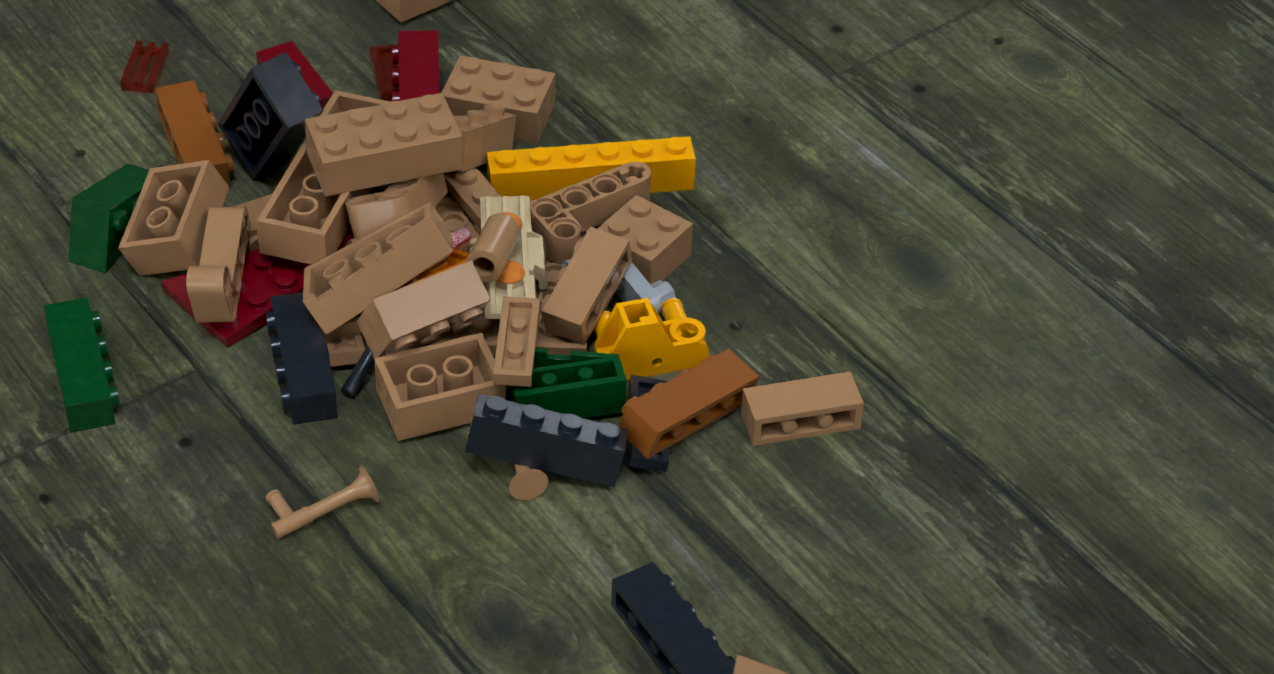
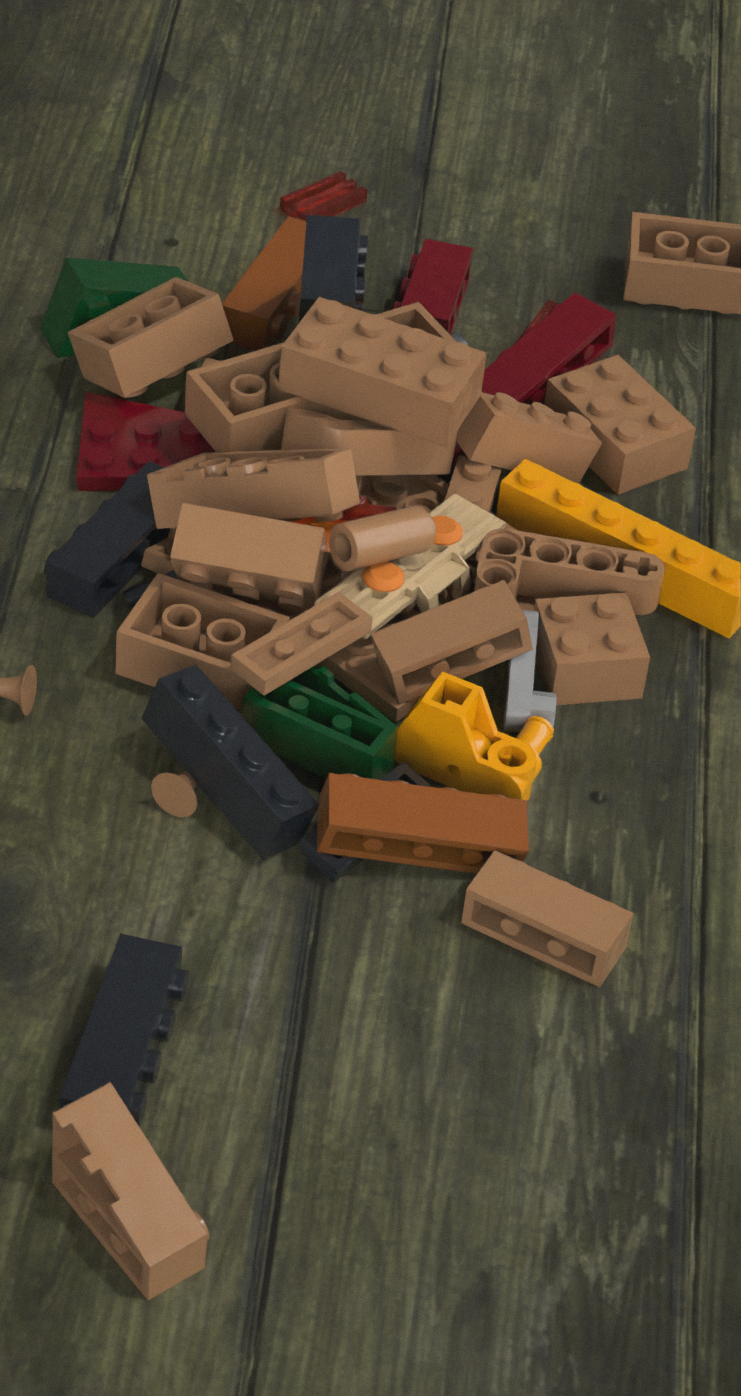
camera: 40 degrees right, 0 degrees up
(217, 280) = (109, 419): medium nougat beam -> none

